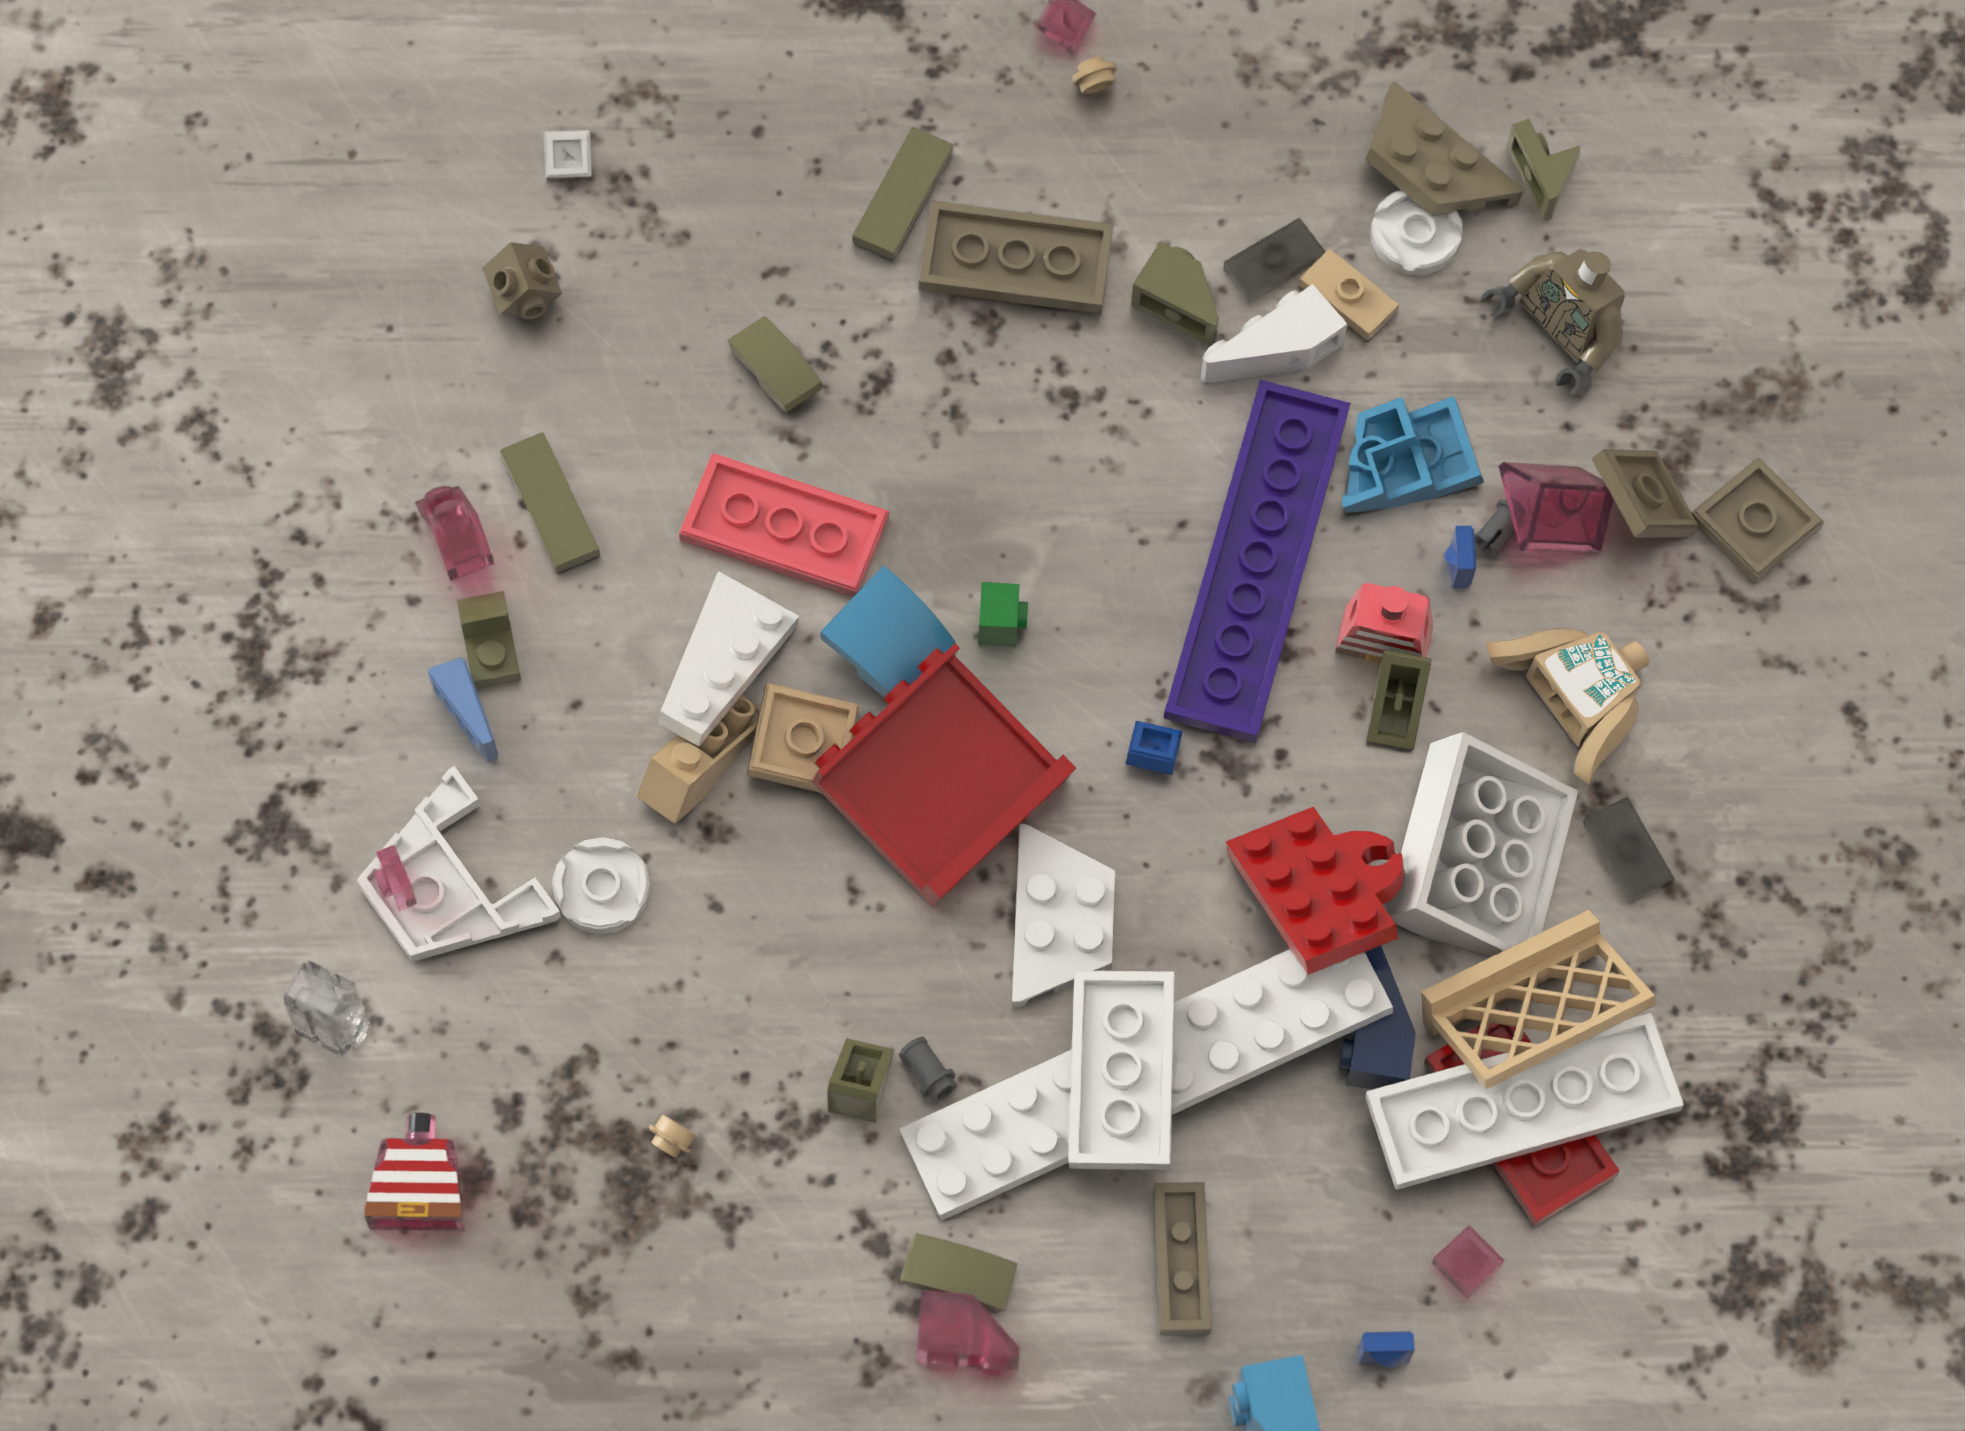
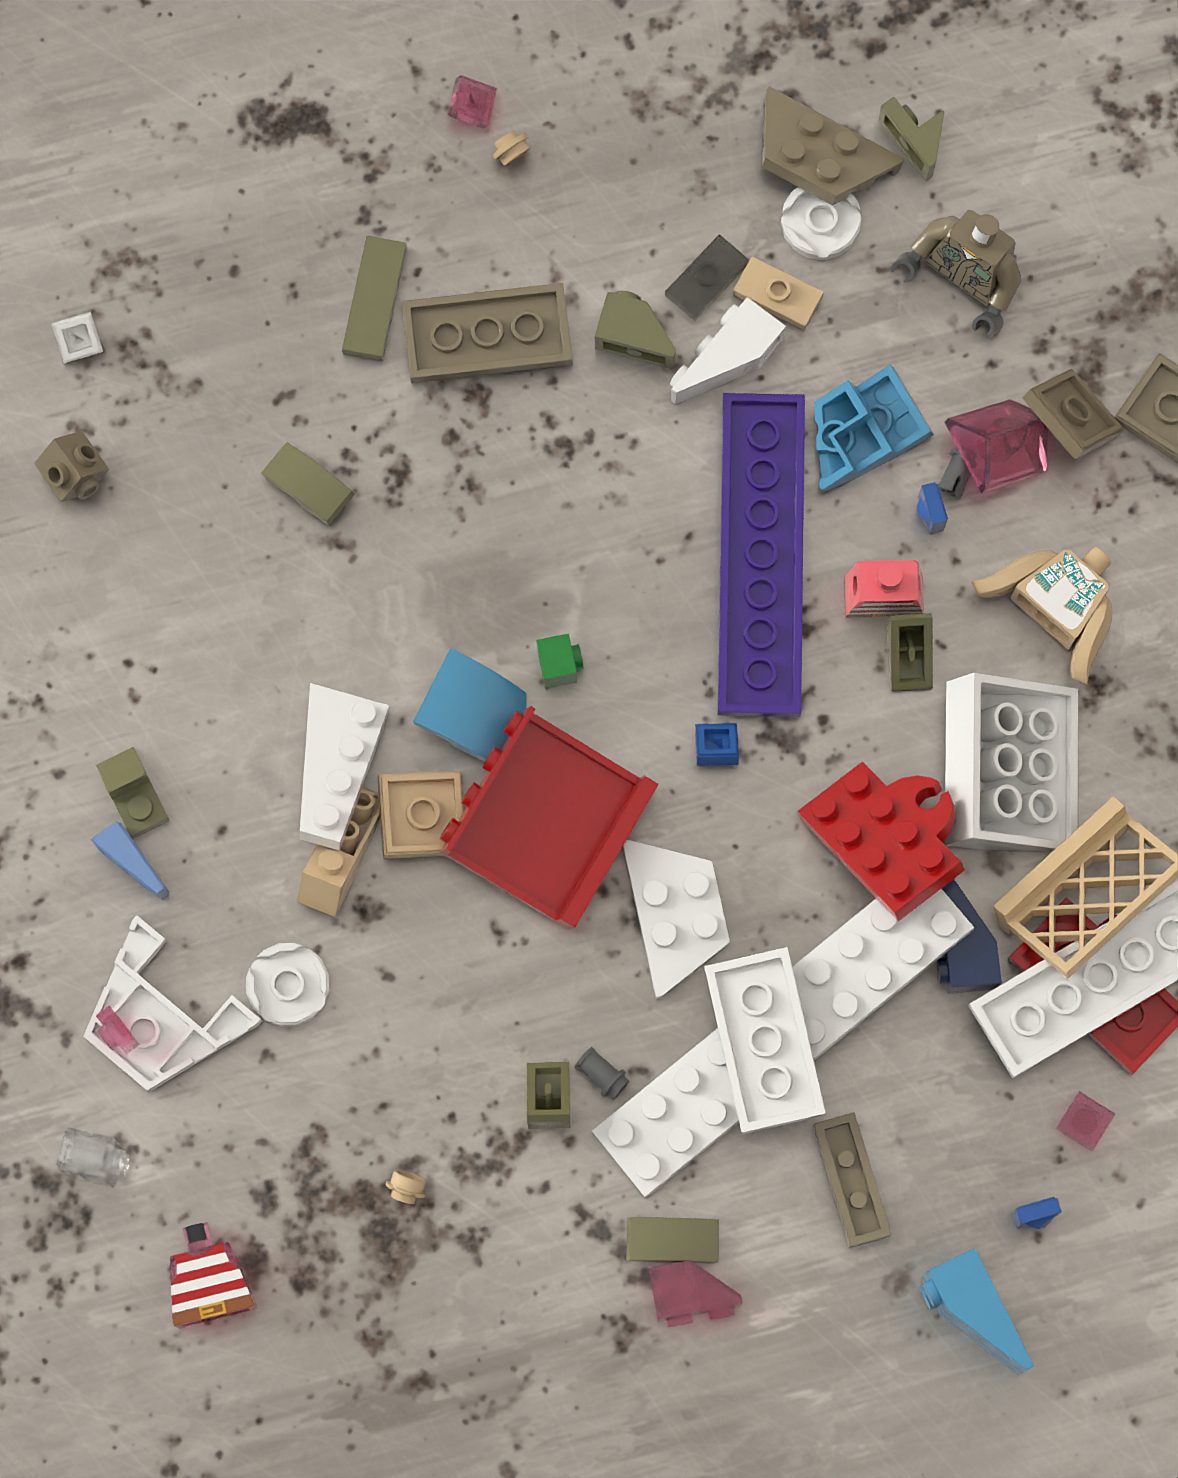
camera: 10 degrees left, 10 degrees up
(454, 531) = (77, 706): clear pink slope -> none
(549, 502) = (150, 657): olive tile -> none
(784, 525) = (354, 626): coral tile -> none
(1628, 850) = (1132, 730): clear smoke plate -> none

